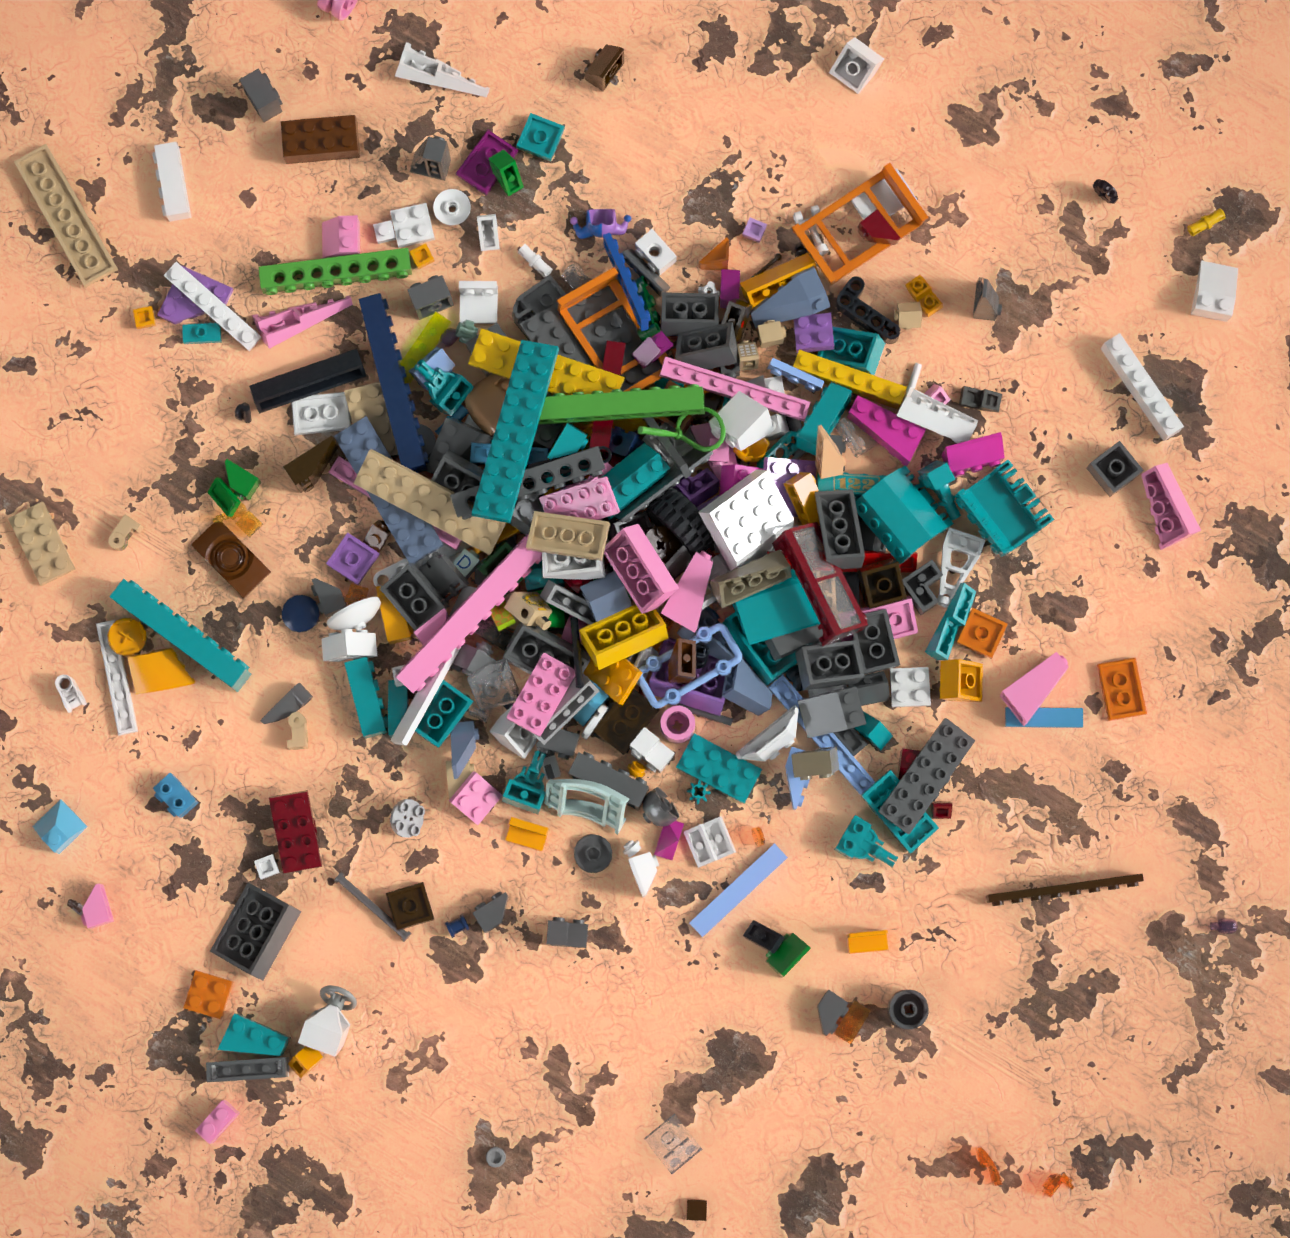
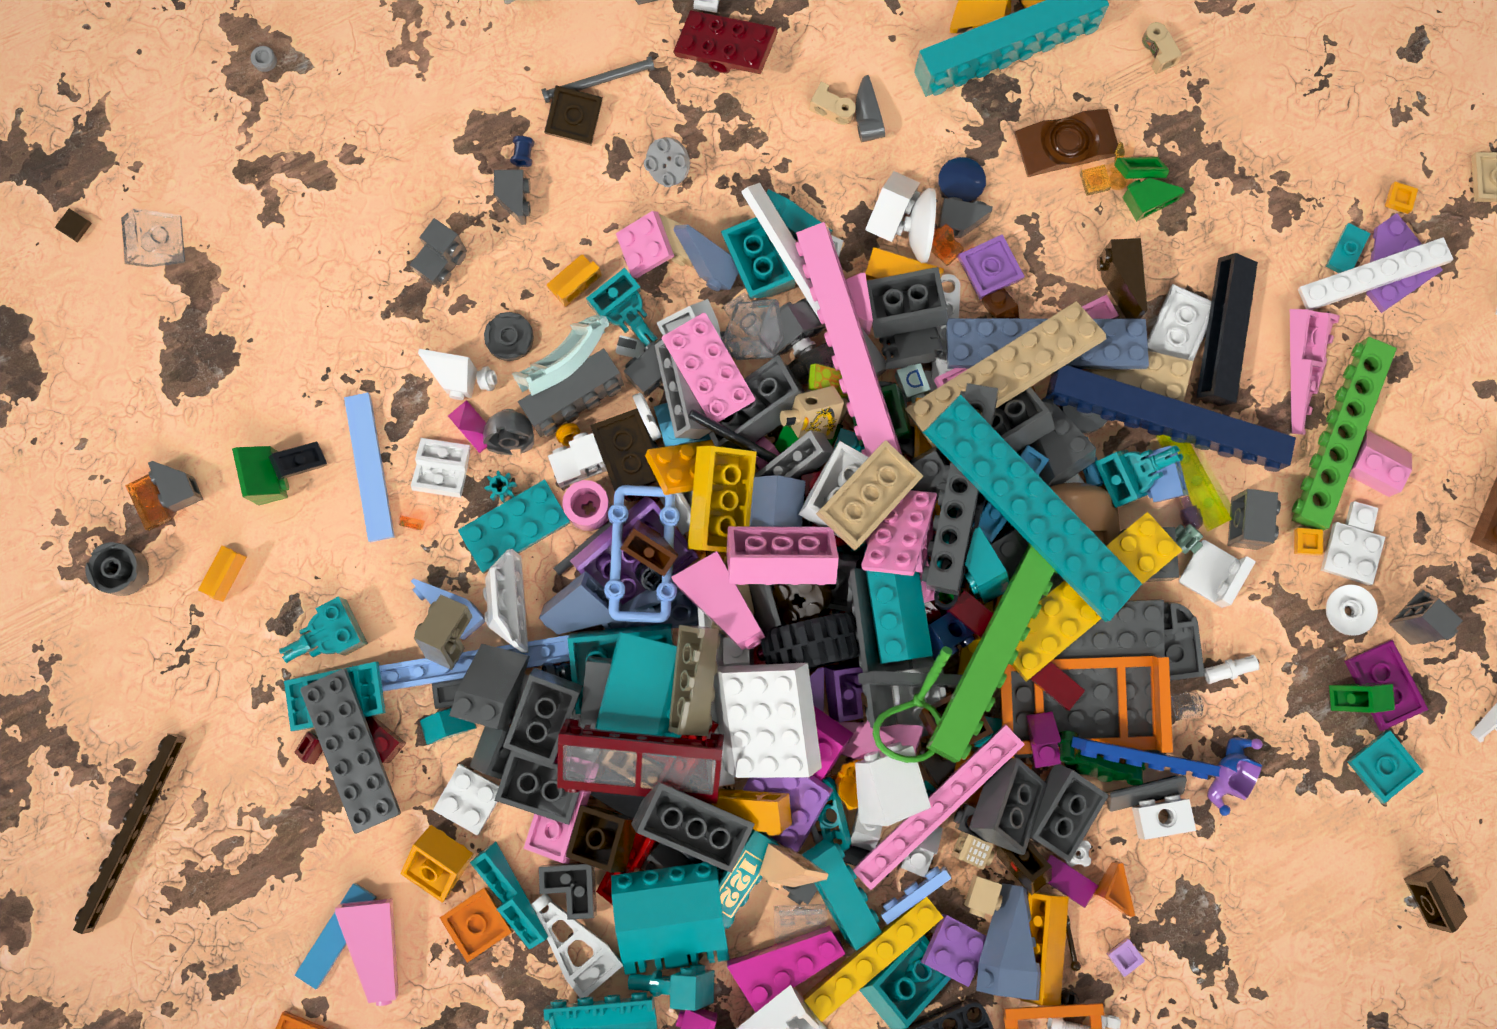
camera: 120 degrees right, 0 degrees up
(243, 412) = (1229, 242): black plate -> none
(365, 697) = (827, 194): teal brick -> none
(488, 232) = (1297, 634): white slope -> none

